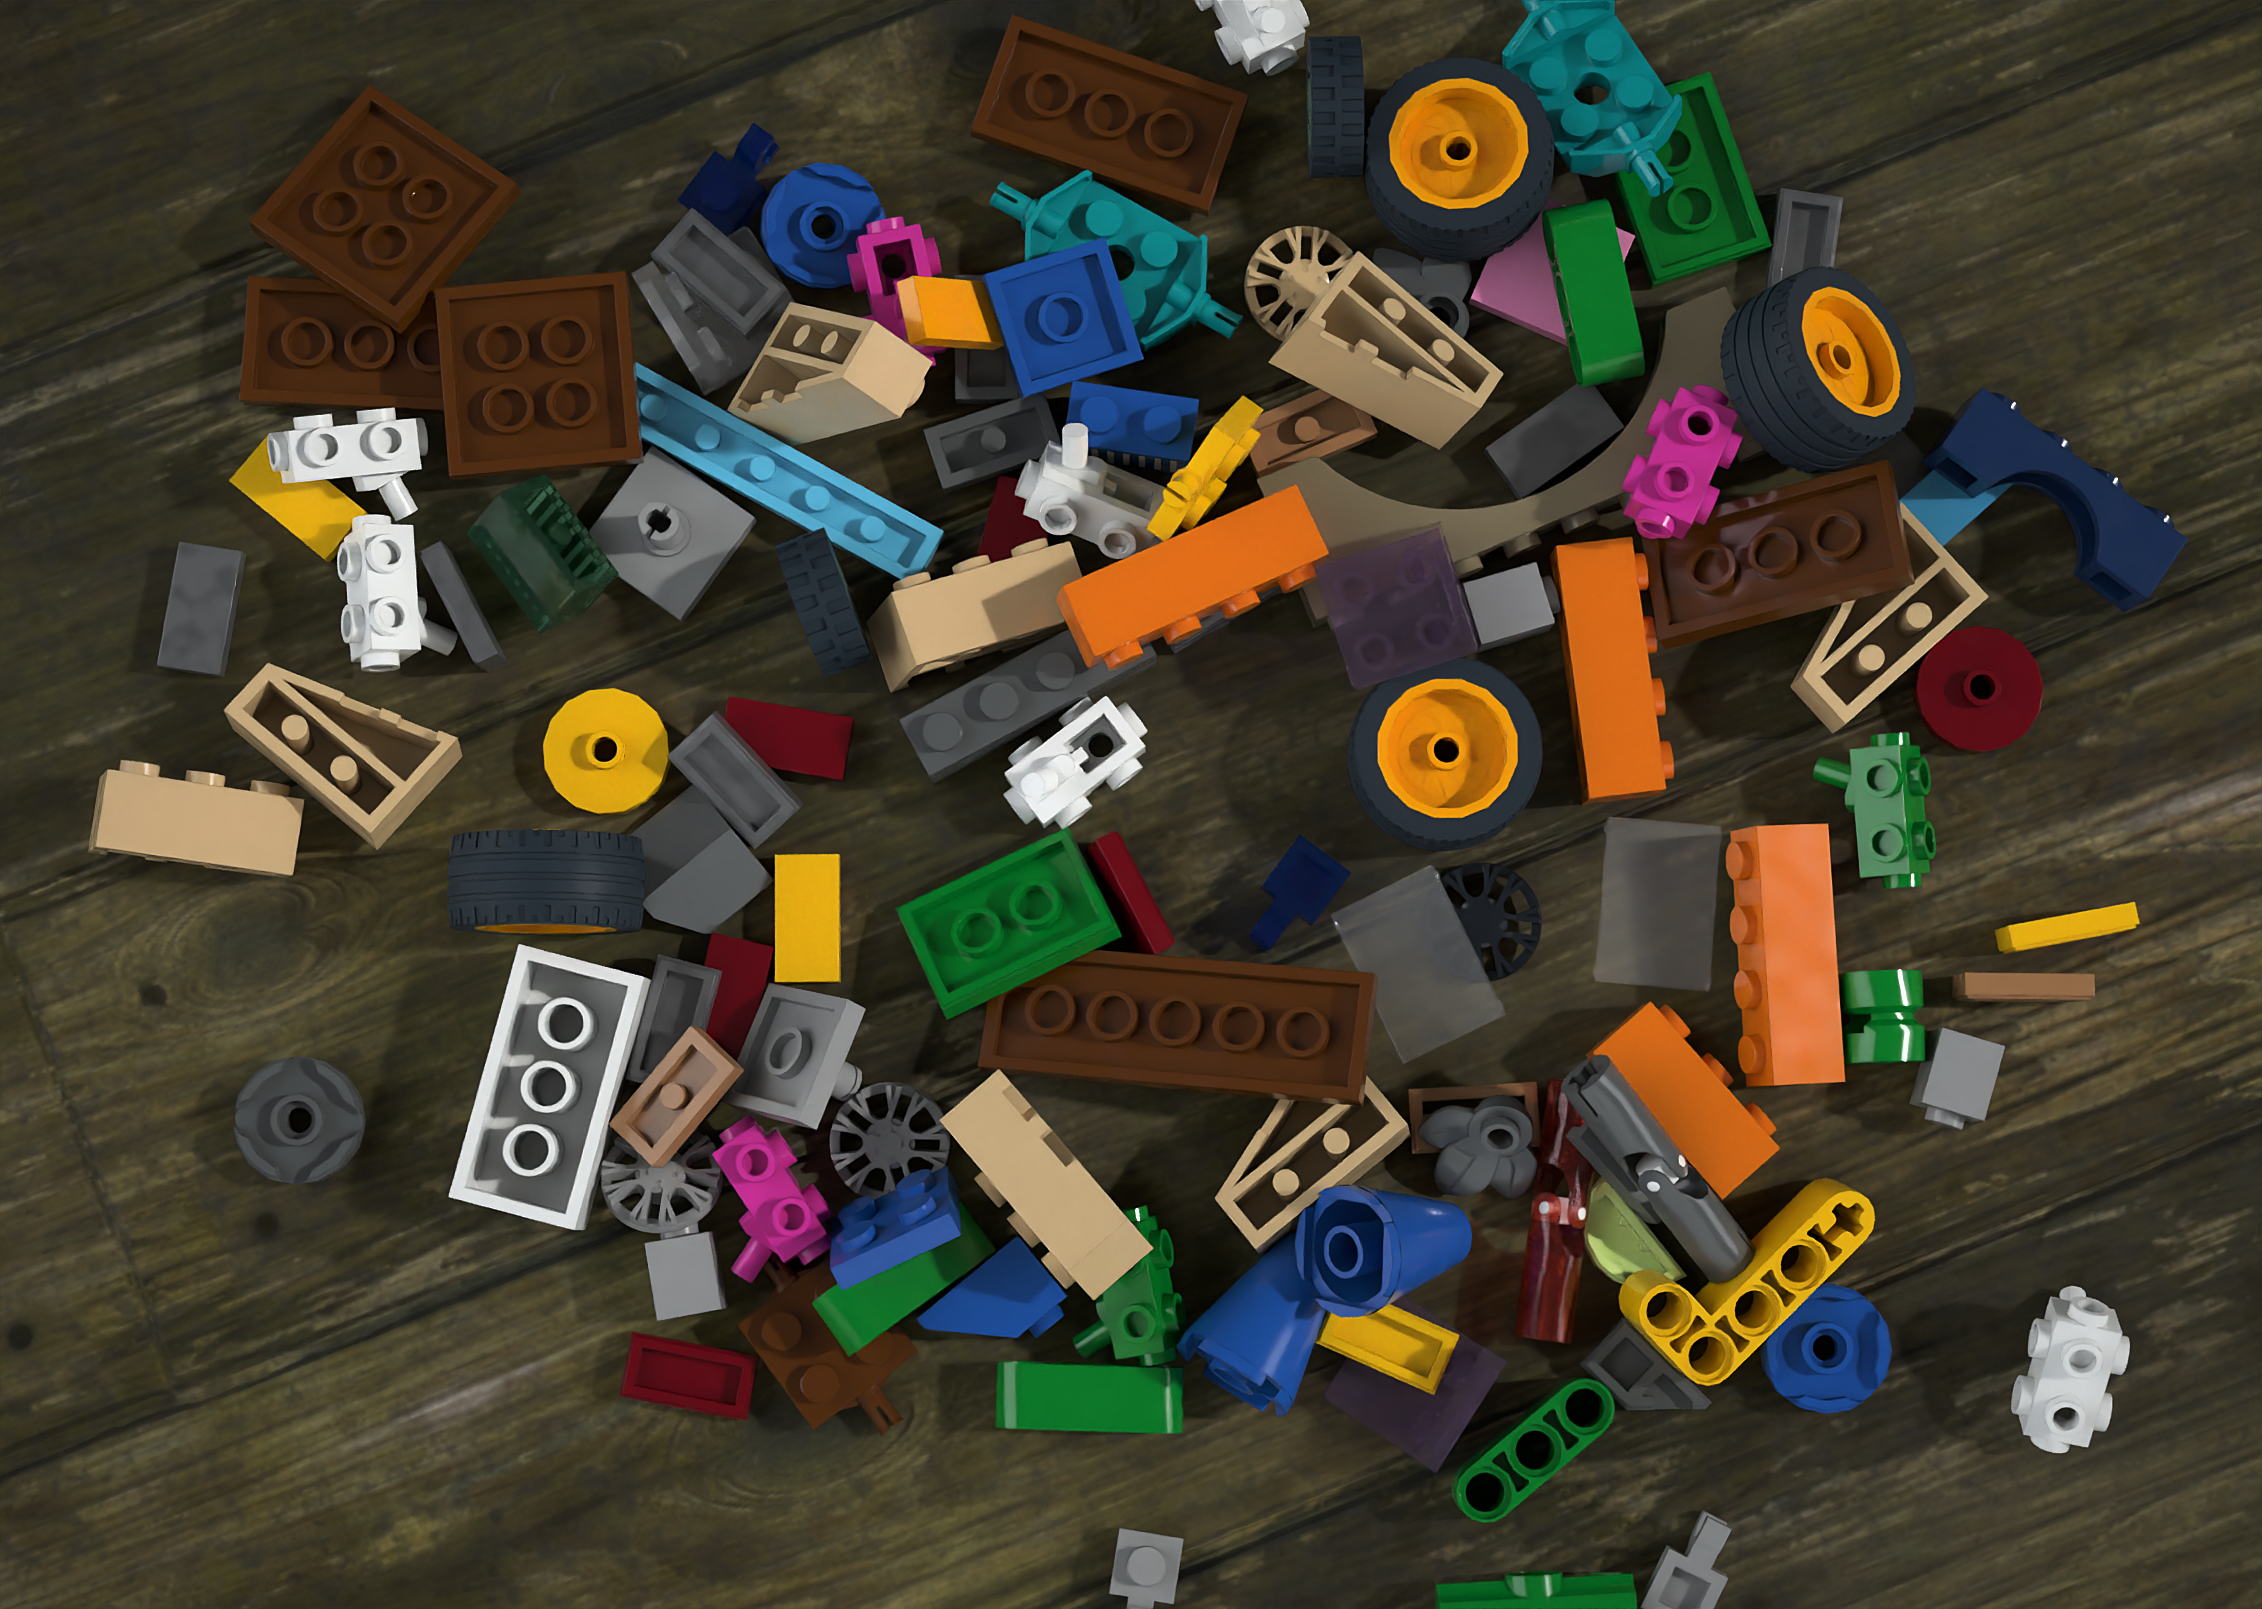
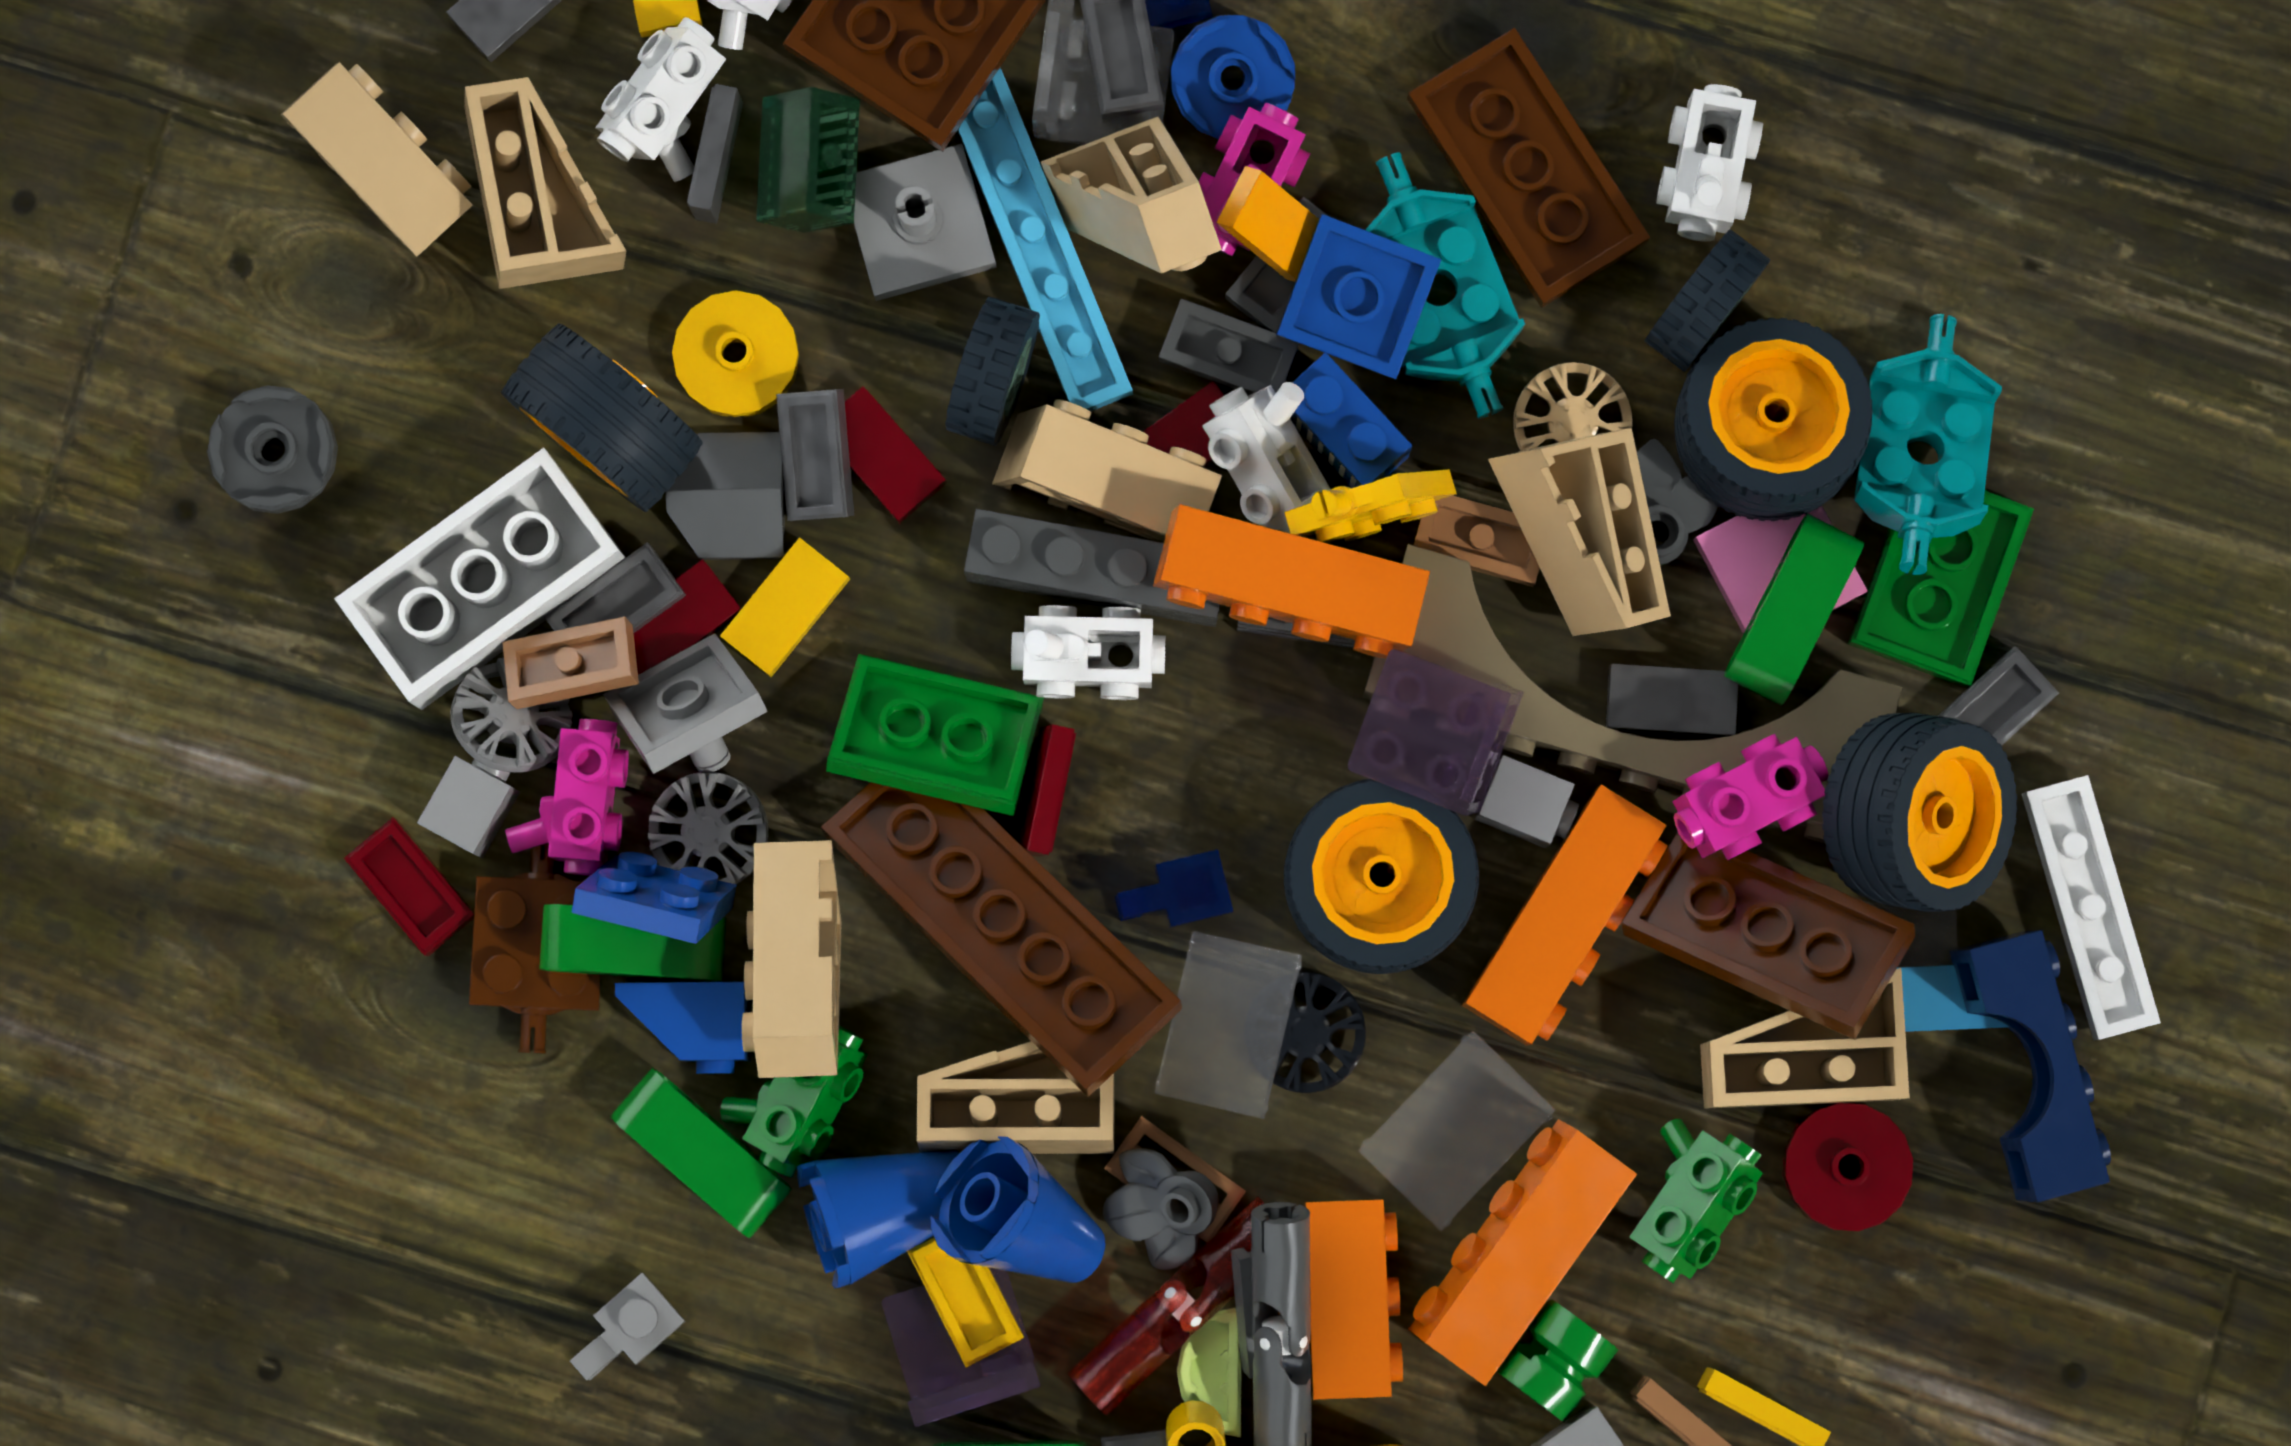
camera: 40 degrees right, 0 degrees up
(2001, 343) = (2091, 908): none -> white plate

